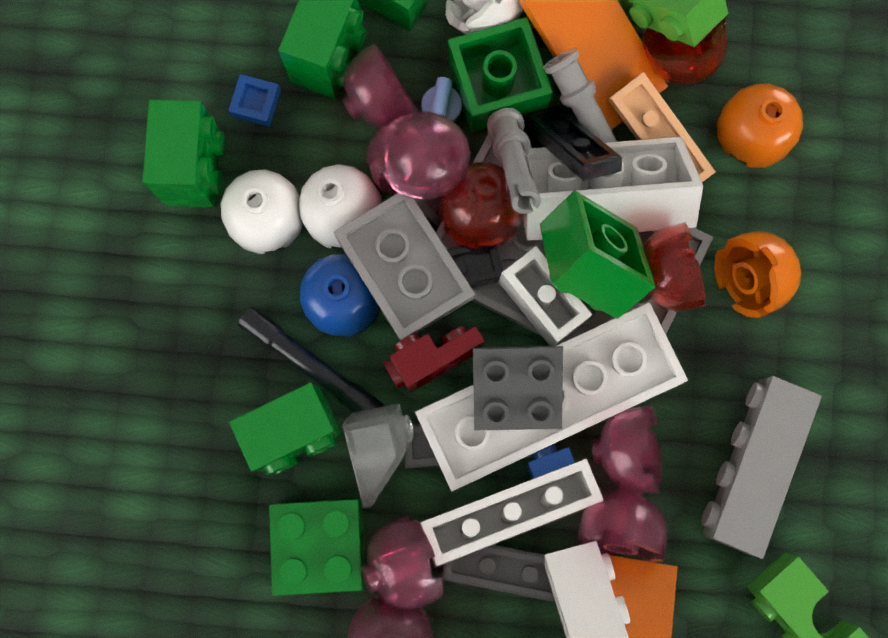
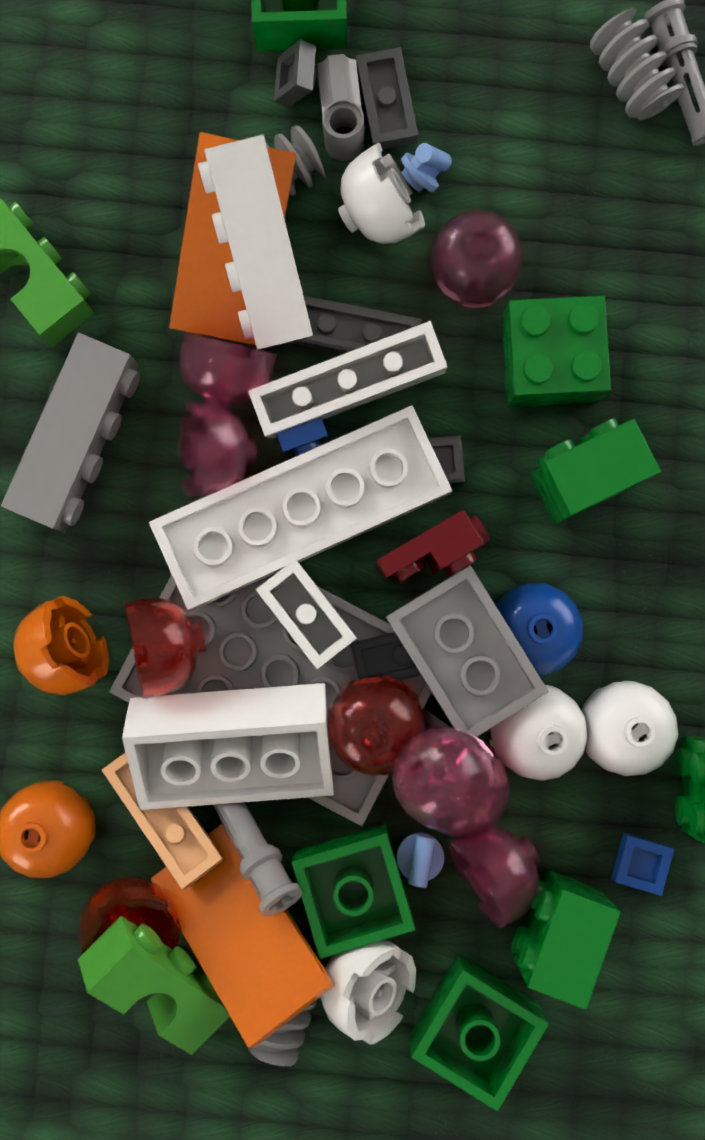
camera: 175 degrees left, 5 degrees up
(273, 337) = (609, 580): black piece -> none
(376, 447) = (494, 454): clear slope -> none
(401, 565) = (467, 326): clear pink cylinder -> none
(511, 148) = (341, 790): light grey pin -> none
(518, 387) = (339, 512): dark grey hinge -> none
(572, 143) = (269, 799): black tile -> none
(595, 256) = (249, 657): green brick -> none

